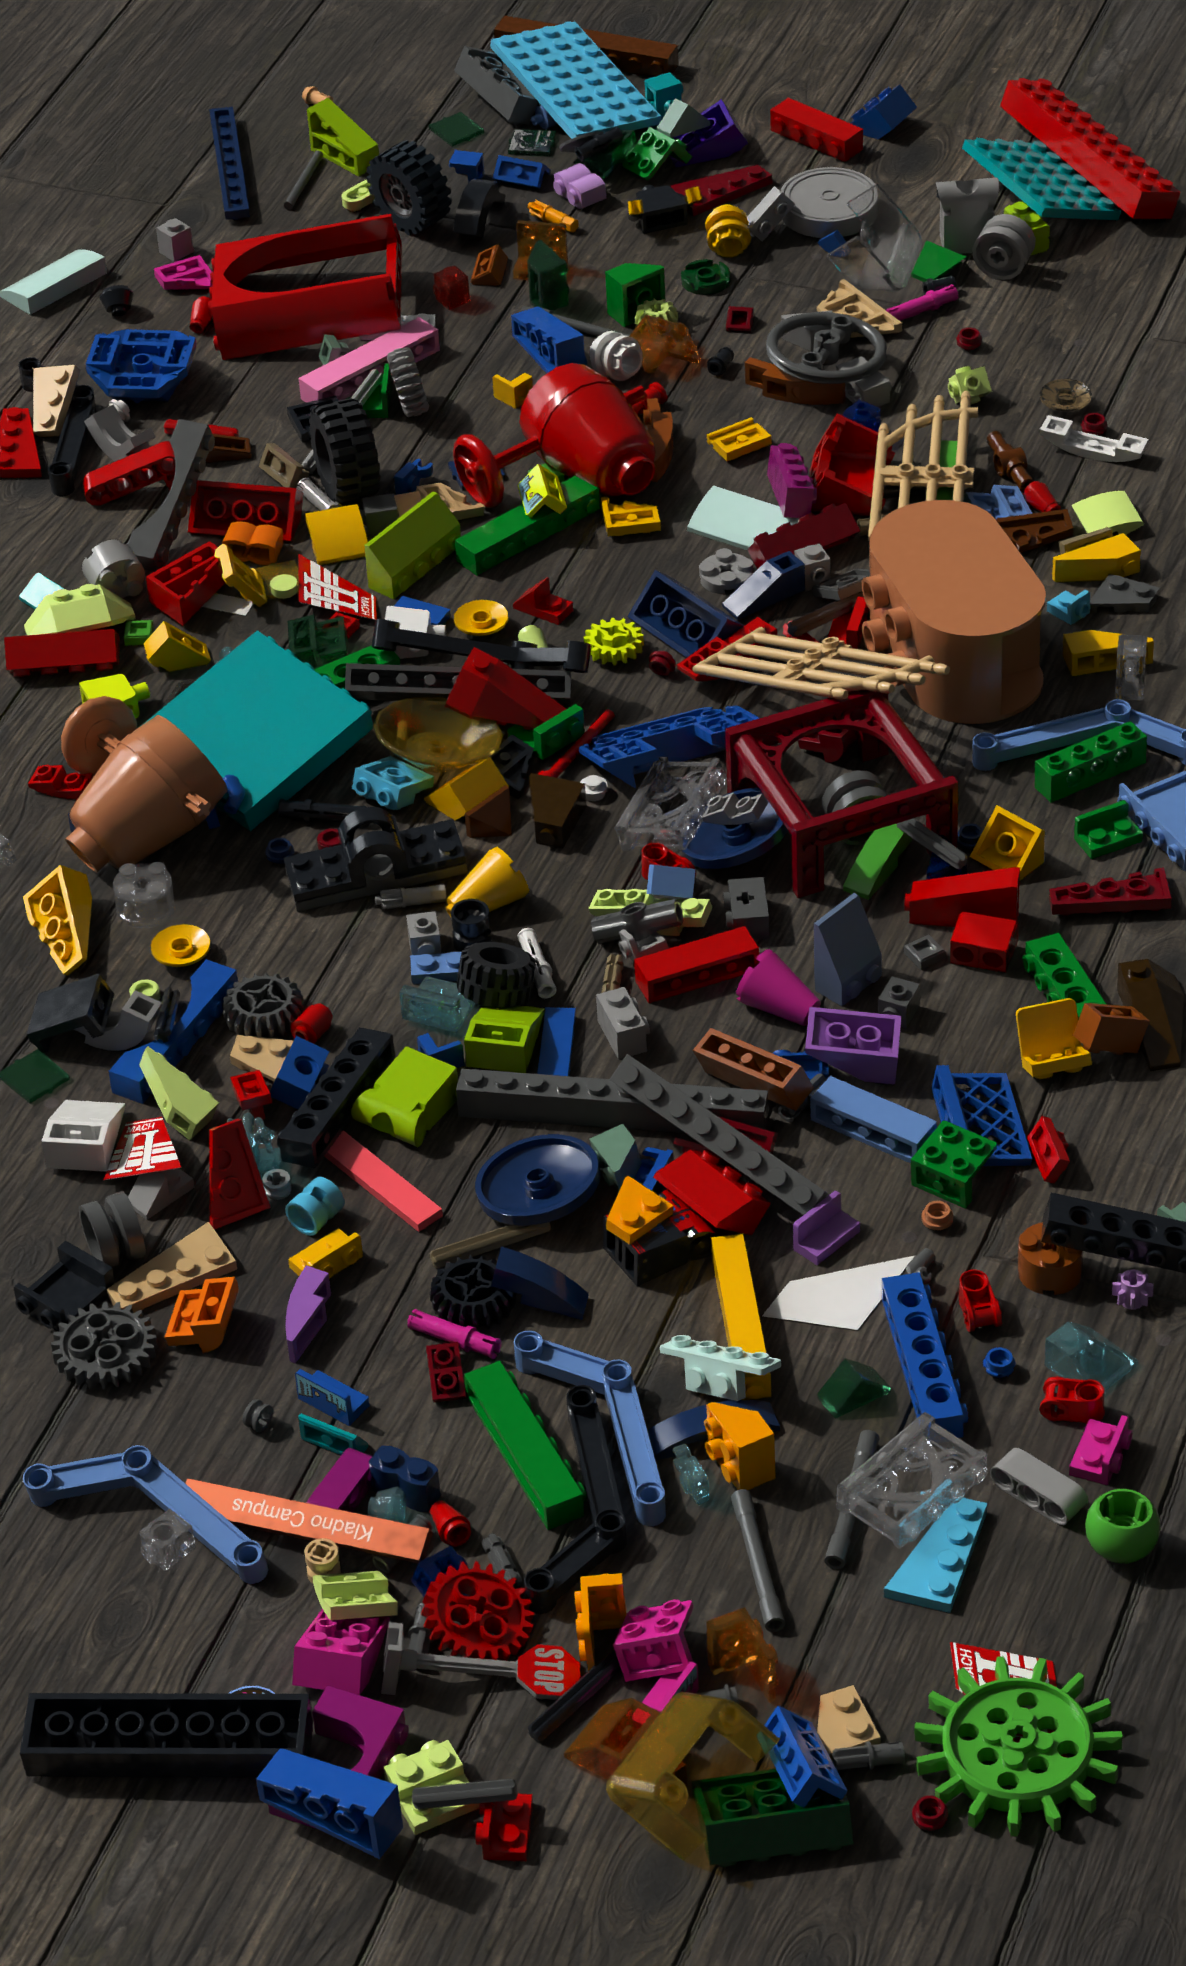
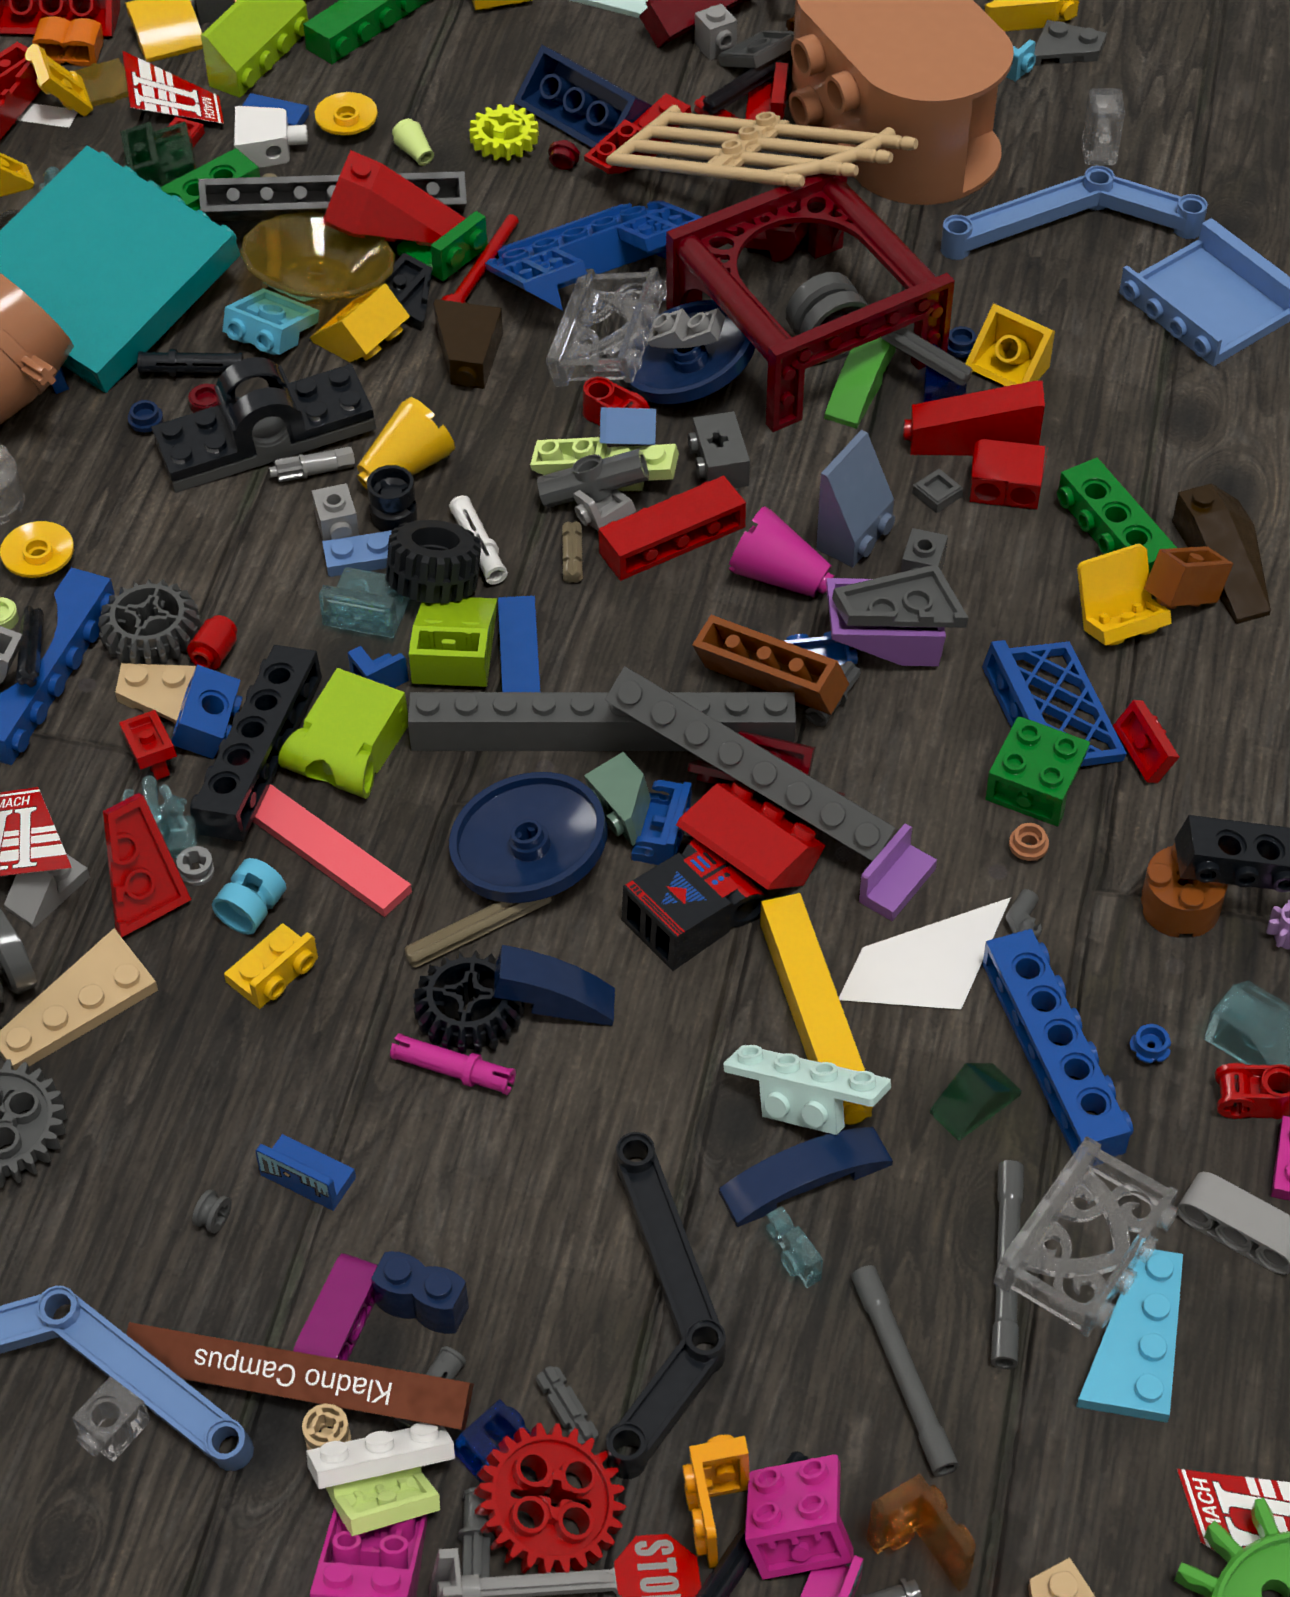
camera: 10 degrees left, 10 degrees up
(179, 1098) = (58, 760): yellowish green slope -> none
(203, 1314) = (121, 1067): orange brick -> none
(236, 794) = (84, 349): blue arm -> none
(284, 586) = (110, 90): yellowish green tile -> none
(306, 1310) = (256, 1048): medium lavender slope -> none
(329, 1436) = (312, 1234): teal slope -> none
(358, 1571) = (379, 1454): none -> white plate
(388, 1505) = (405, 1341): clear light blue cone -> none
(445, 1372) = (449, 1122): dark red slope -> none
(450, 1524) = (489, 1354): red cone -> none
(490, 816) = (394, 355): reddish brown slope -> none
(520, 656) = (399, 156): black piece -> none
(525, 1445) = (571, 1225): green brick -> none
(543, 605) = (414, 94): red slope -> none
(595, 787) = (512, 310): white plate -> none
(617, 1385) = (692, 1161): medium blue piece -> none
(622, 1023) = (596, 611): light grey brick -> none
(636, 1211) = (664, 876): light orange wing -> none
(725, 571) = (629, 42): light grey plate -> none
(740, 1445) = (855, 1203): light orange slope -> none
(769, 584) = (672, 54): dark blue slope -> none
(864, 1026) = (902, 600): none -> dark grey wing
(870, 1119) = (925, 718): medium blue brick -> none
(978, 1301) = (1111, 966): red piece -> none
(1090, 761) = (1080, 241): green brick -> none
(1094, 651) = (1051, 110): yellow slope -> none
(1106, 830) = (1116, 324): green bracket -> none
(1126, 895) = (1156, 402): dark red wing -> none

